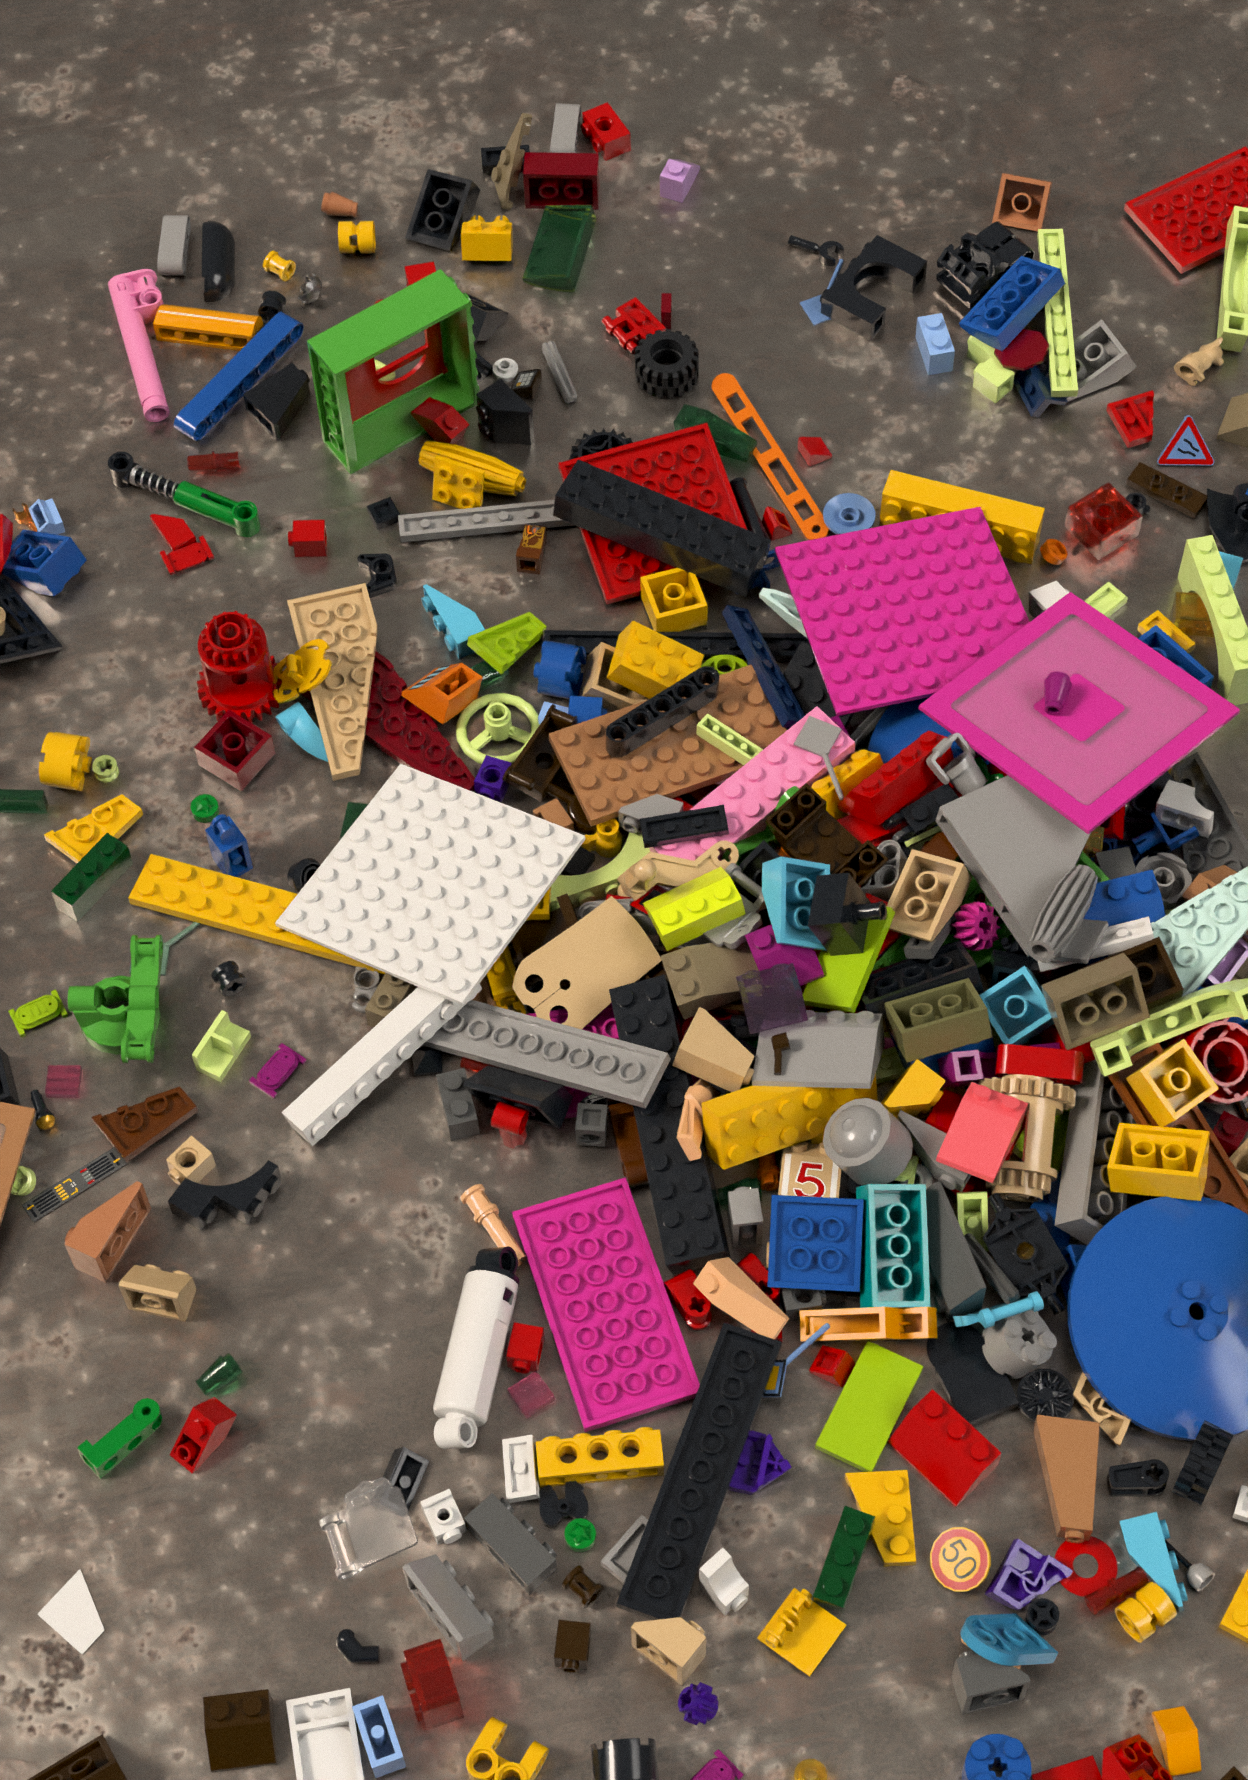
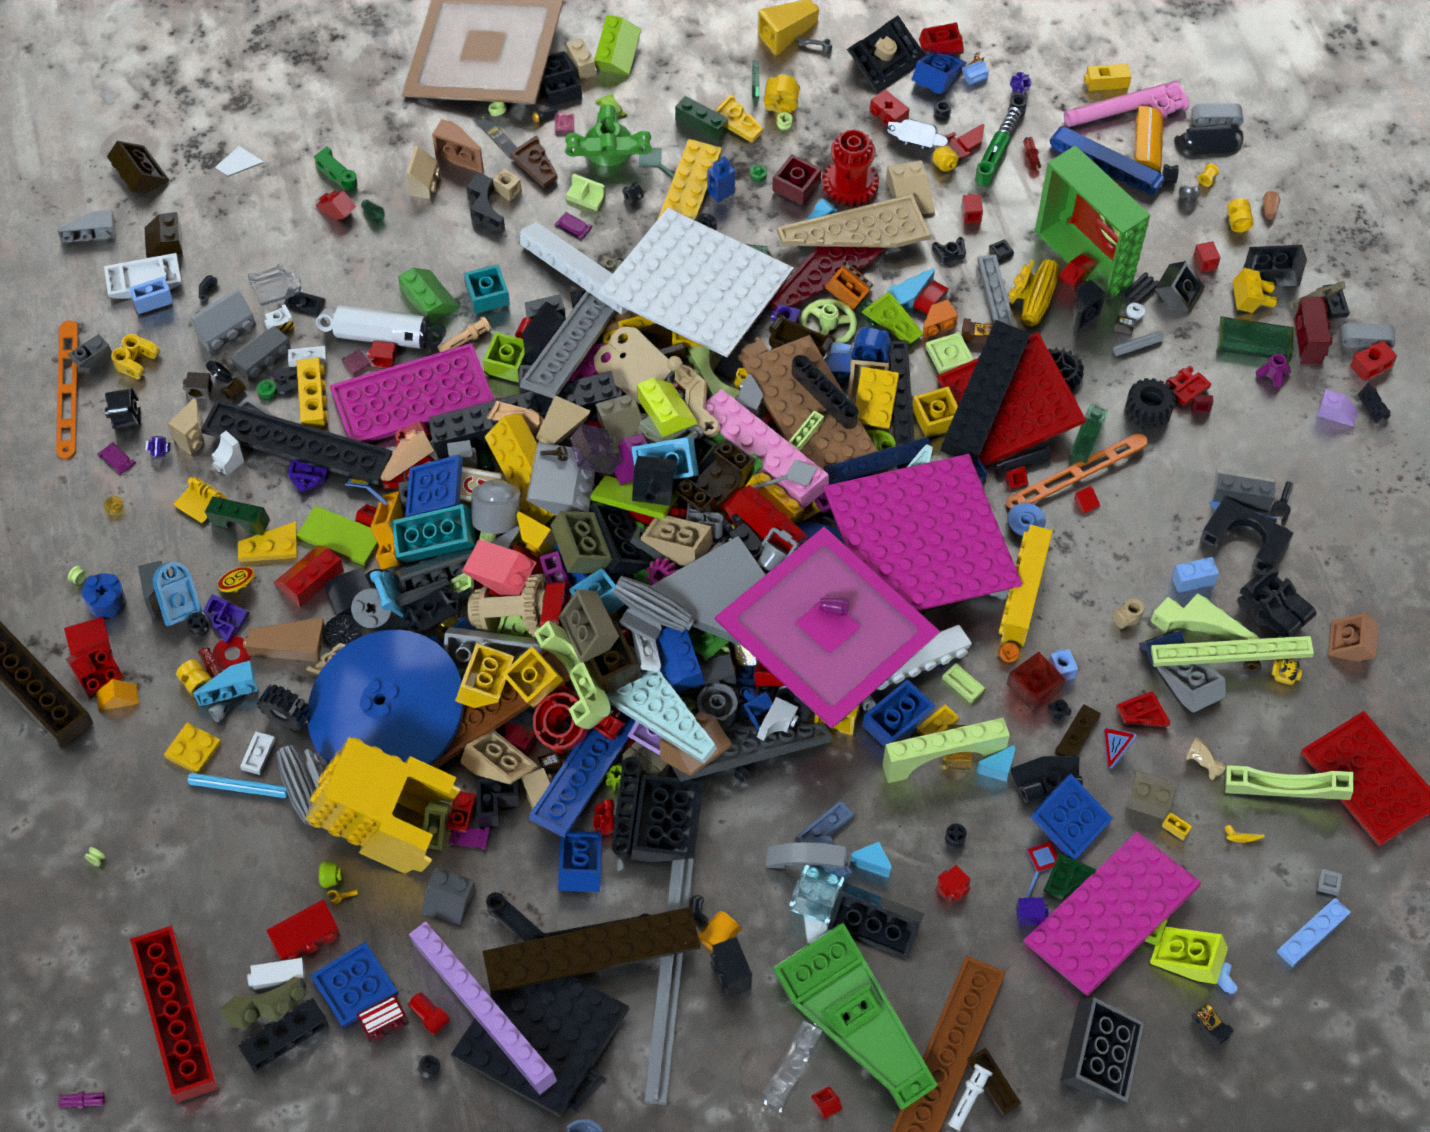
camera: 85 degrees right, 0 degrees up
(82, 462) = (1020, 82): none -> dark purple gear
(85, 359) = (1107, 77): none -> yellow brick
(108, 628) = (888, 108): none -> red brick
(116, 559) = (942, 109): none -> black plate
(163, 592) = (917, 132): none -> hinge
(212, 563) = (945, 158): none -> yellow head
(265, 604) = (911, 179): none -> tan slope
(302, 670) = (854, 203): yellow shield -> none
(407, 1283) = (427, 294): none -> bright green slope
(409, 1187) = (486, 289): none -> teal brick
(431, 1678) = (175, 315): clear red brick -> none
(467, 597) = (930, 296): none -> red slope
(505, 590) = (940, 318): none -> orange slope
(546, 1156) = (504, 357): none -> lime brick
(550, 1607) = (219, 371): none -> black gear
(566, 584) = (948, 352): none -> yellowish green plate
(615, 229) = (1274, 369): none -> magenta rock
(671, 141) = (1373, 403): none -> black hinge
(684, 826) = (730, 403): black tile -> none
(799, 281) = (1244, 488): none -> dark grey slope
(992, 419) = (1123, 615): none -> tan piece
(1012, 302) = (1231, 617): blue slope -> none
(1024, 351) = (1189, 625): dark red piece -> none
(1070, 490) = (1064, 656): none -> light blue brick
(1076, 269) = (1286, 671): none -> yellow head
(1134, 1479) = (282, 674): black piece -> none

